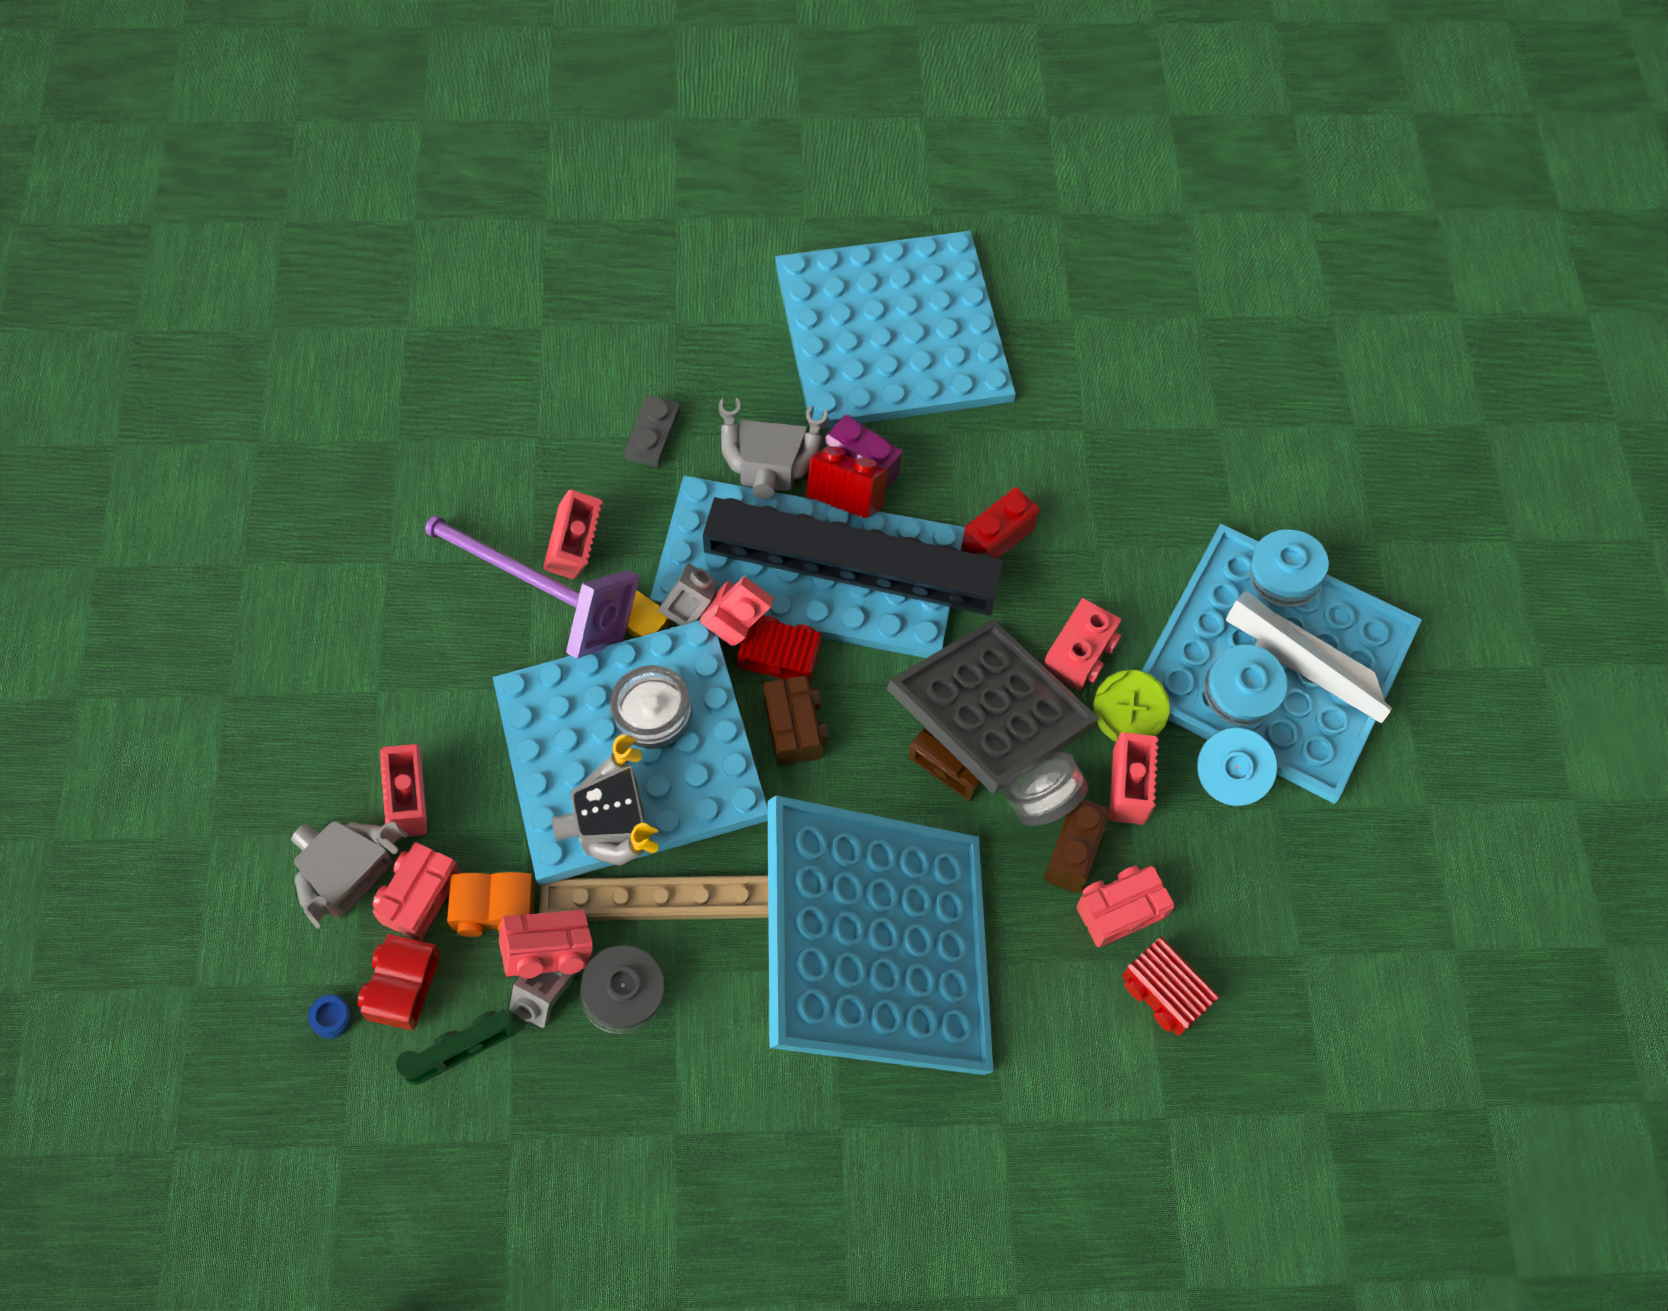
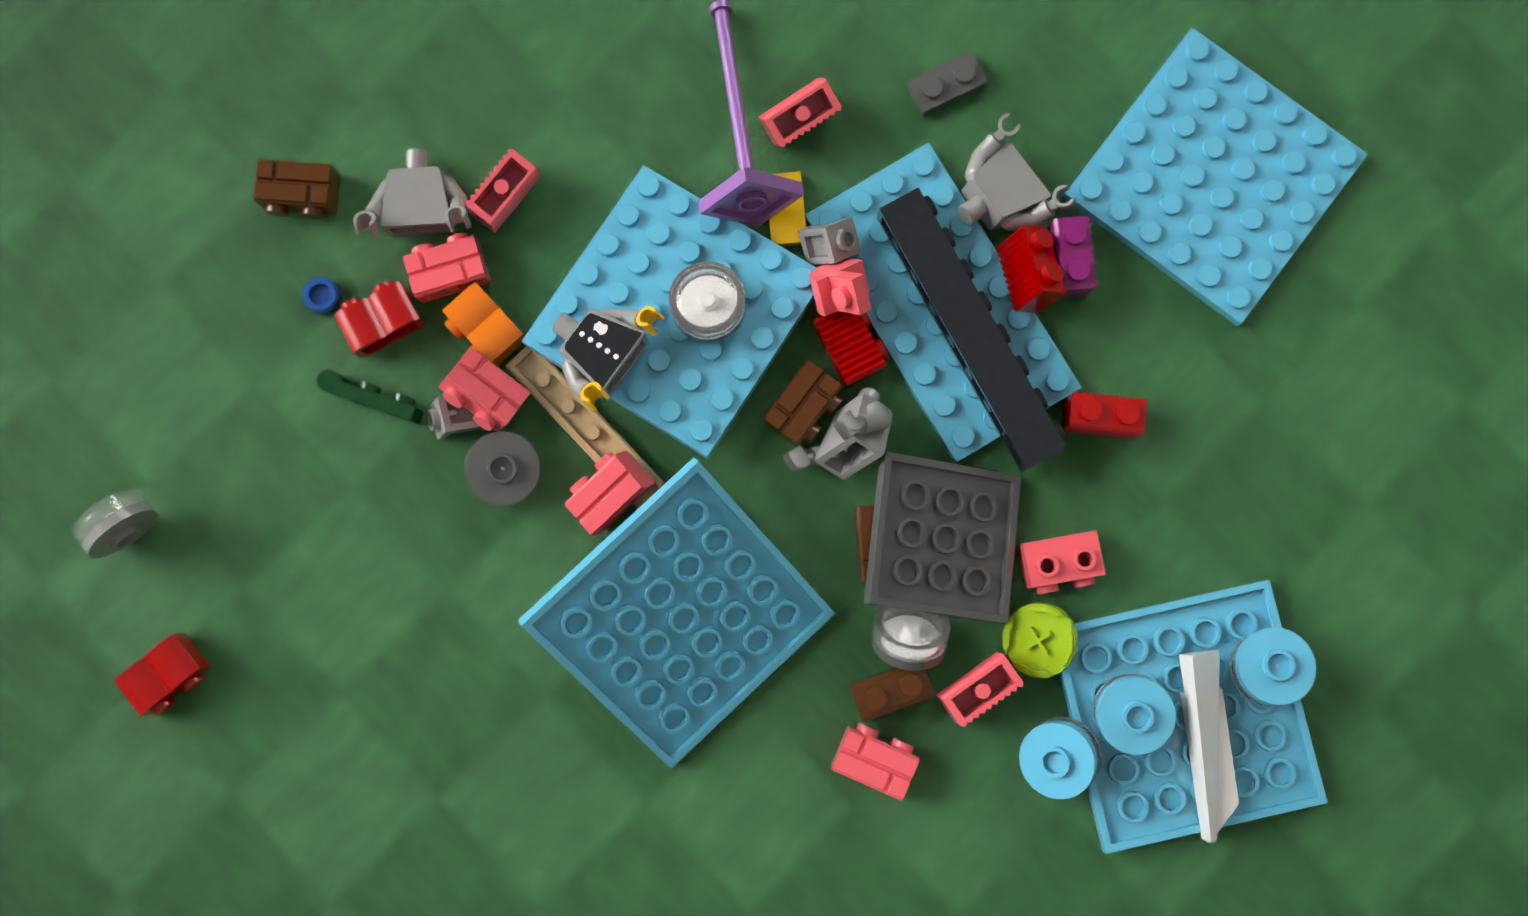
camera: 55 degrees right, 20 degrees up
(224, 953) = (297, 188): none -> reddish brown brick
(723, 919) = (608, 492): none -> coral brick
(855, 704) = (852, 439): none -> light grey torso
(1169, 987) = (841, 843): red brick -> none

